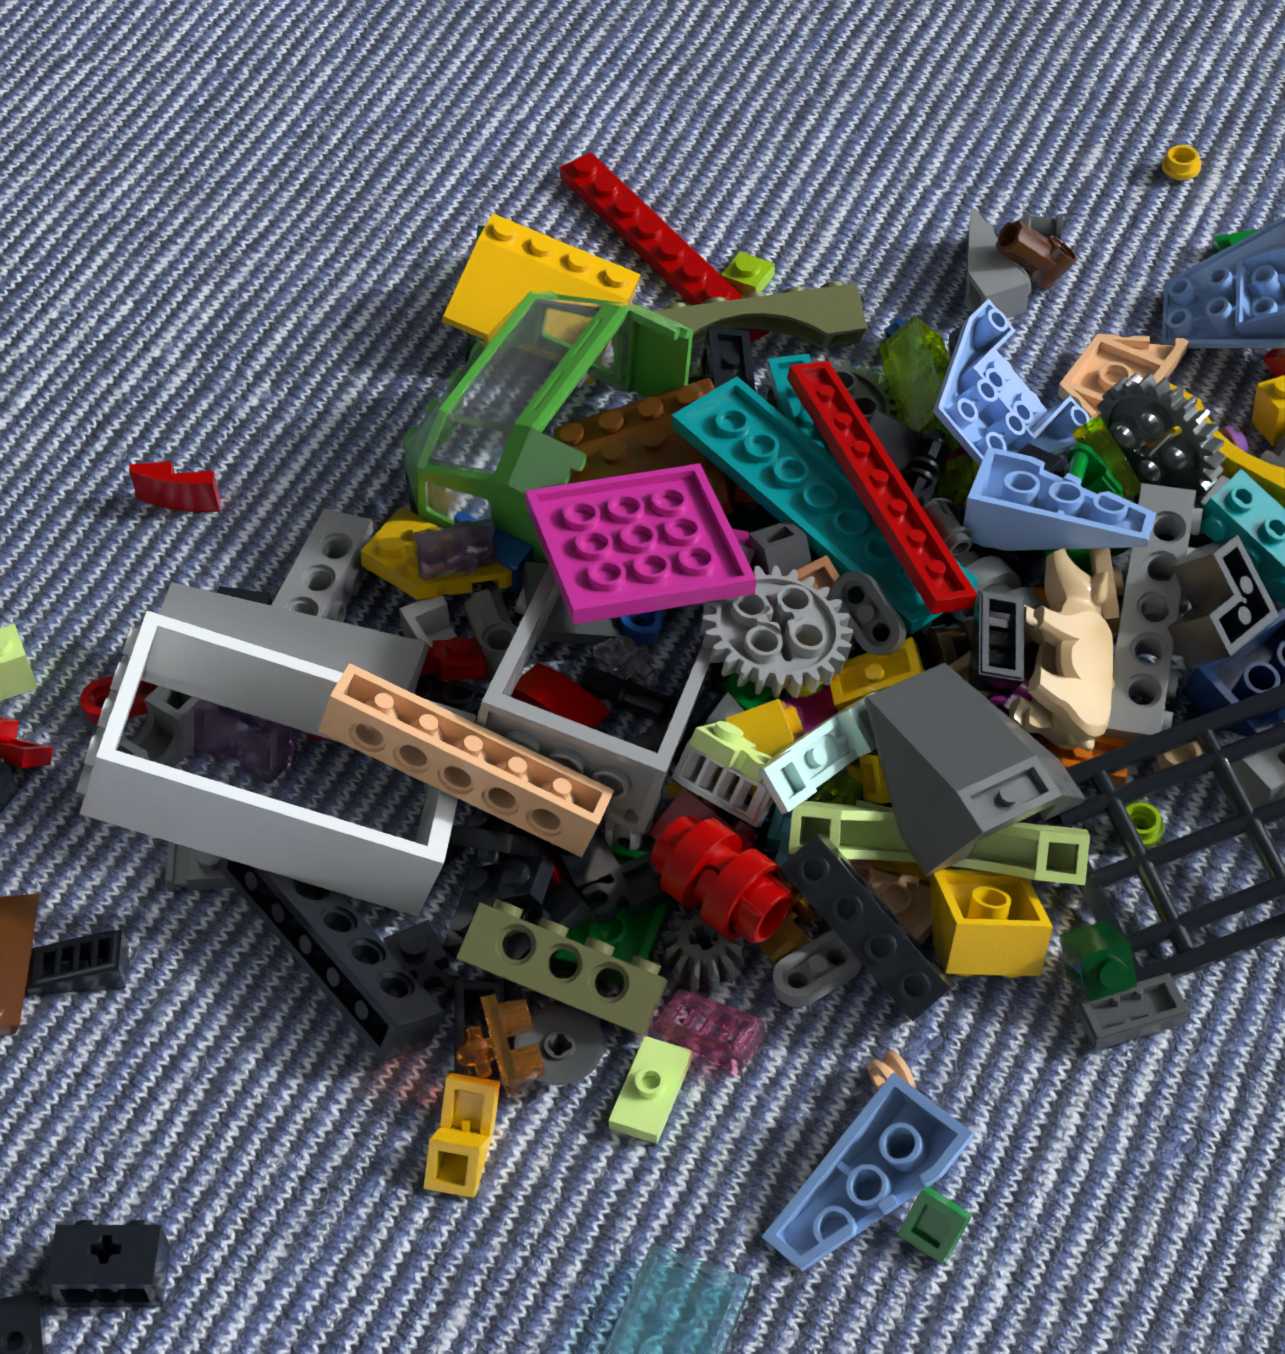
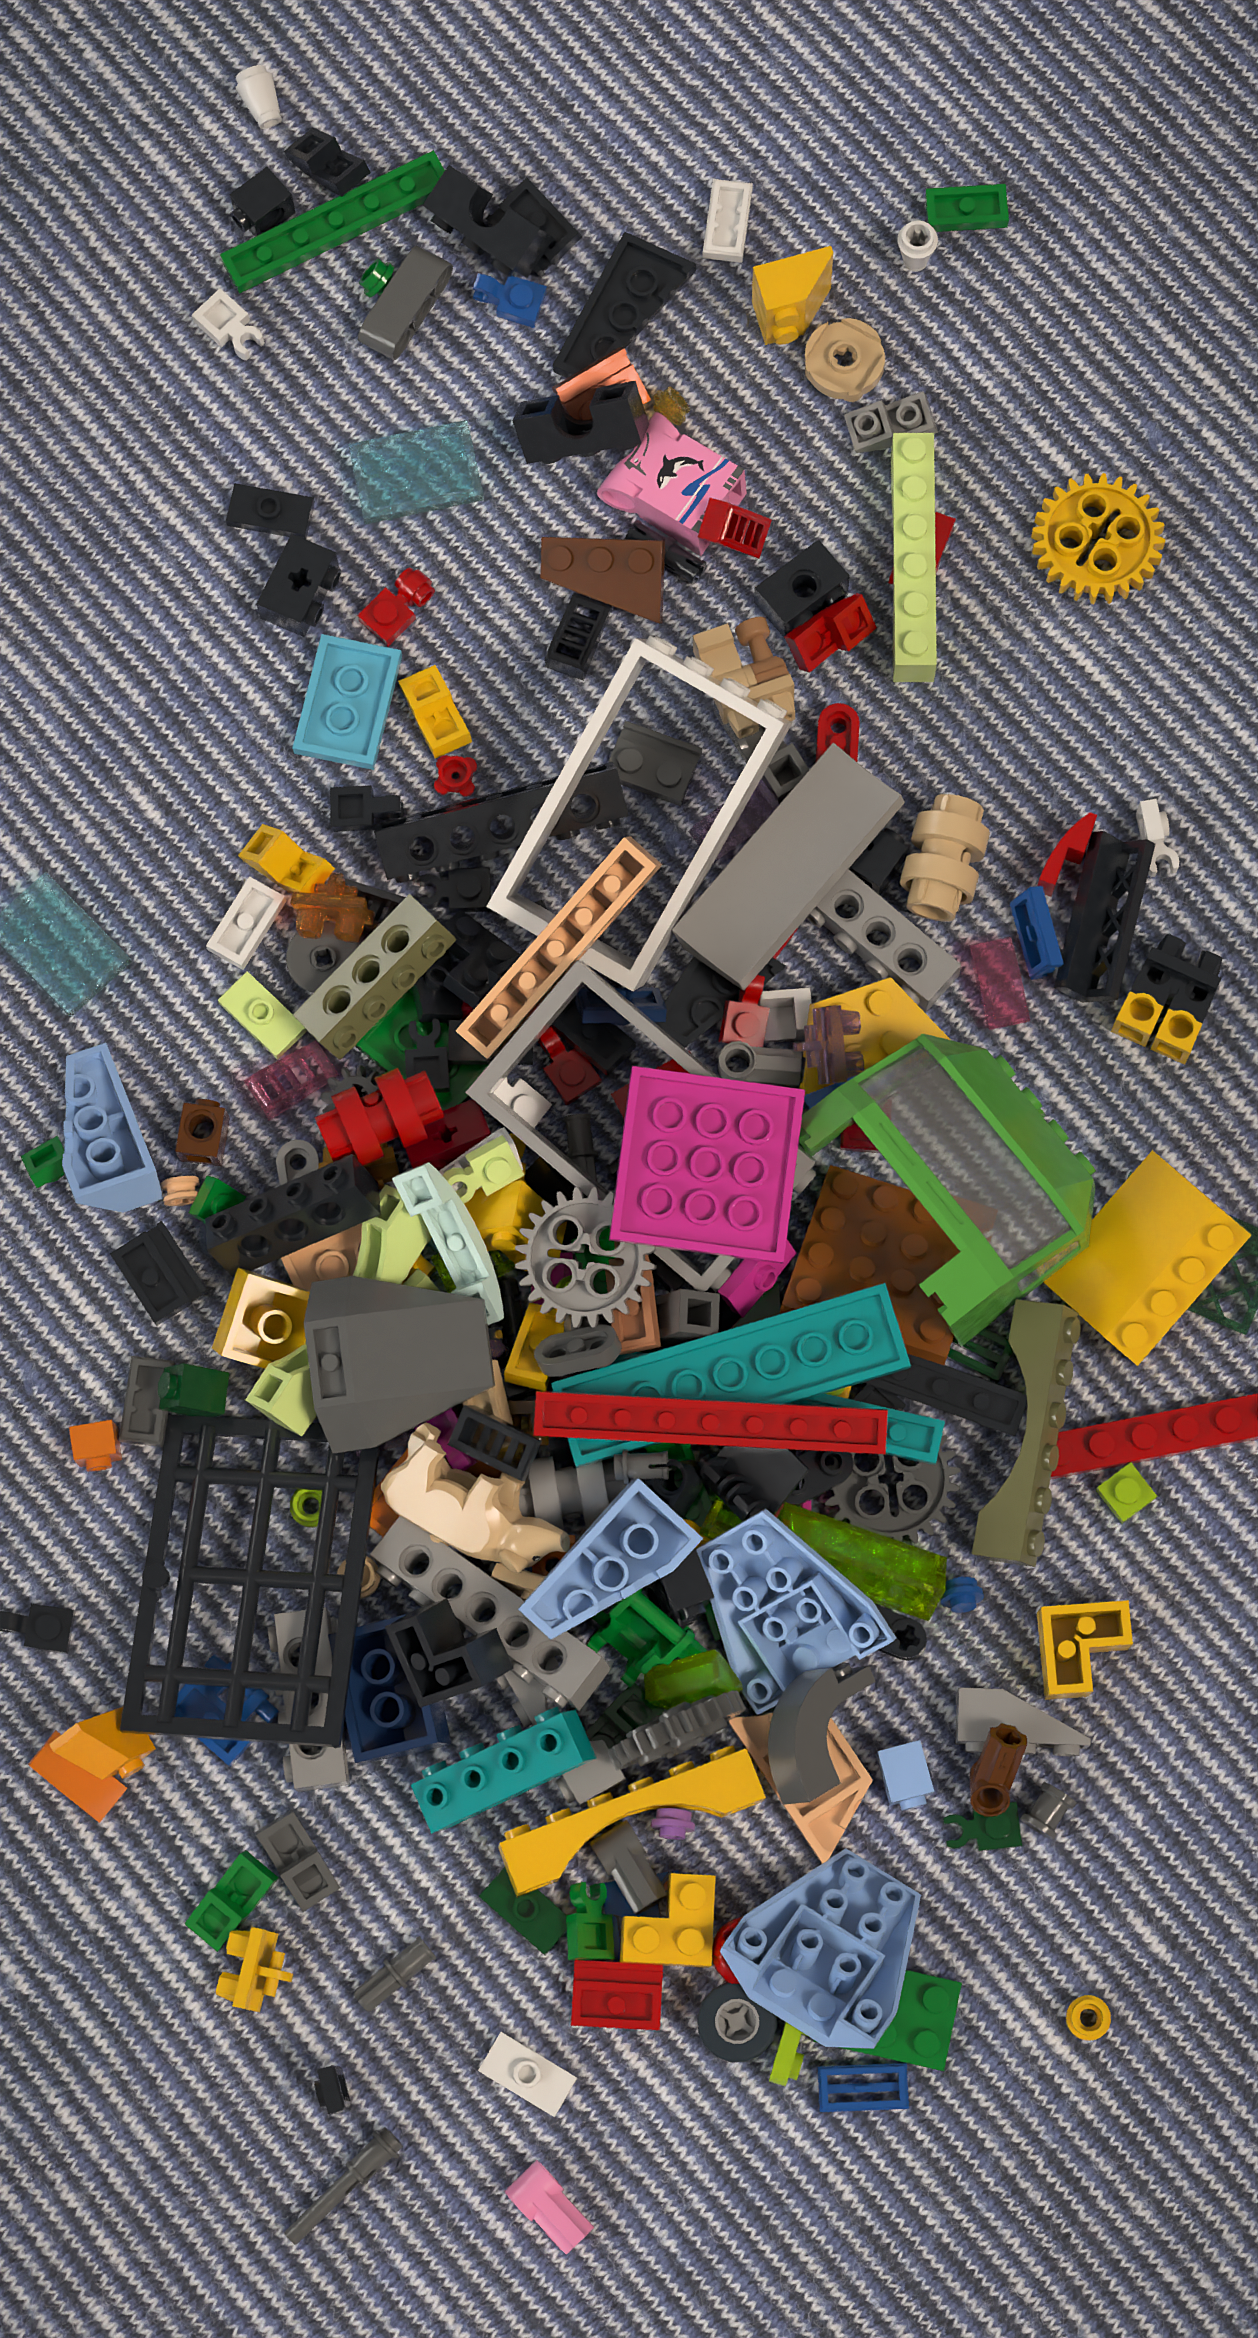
camera: 115 degrees right, 25 degrees up
(75, 730) = (765, 677): none -> tan hips
(111, 1165) = (389, 614): none -> red plate
(130, 435) = (1154, 827): none -> white plate
(222, 1067) = (435, 711): none -> yellow slope
(233, 450) = (1097, 918): none -> black fence
(239, 556) = (941, 873): none -> tan piece
(239, 1155) = (347, 702): none -> medium azure plate
(253, 470) = (1036, 932): none -> blue tile
(288, 375) = (1173, 984): none -> hips
(288, 1003) = (455, 764): none -> red plate
(326, 490) = (999, 983): none -> clear pink slope
(366, 1089) = (356, 807): none -> black plate
(552, 1145) = (246, 923): none -> white plate
(820, 1061) = (208, 1150): none -> reddish brown brick
(887, 1031) = (213, 1198): none -> green plate
(898, 251) = (1070, 1636): none -> yellow brick
(991, 1059) = (159, 1273): none -> black plate
(1075, 319) = (905, 1775): none -> light blue brick
(1088, 270) = (990, 1832): none -> dark green plate
(1090, 365) = (799, 1730): none -> dark grey arch
(1208, 1035) = (95, 1445): none -> orange plate

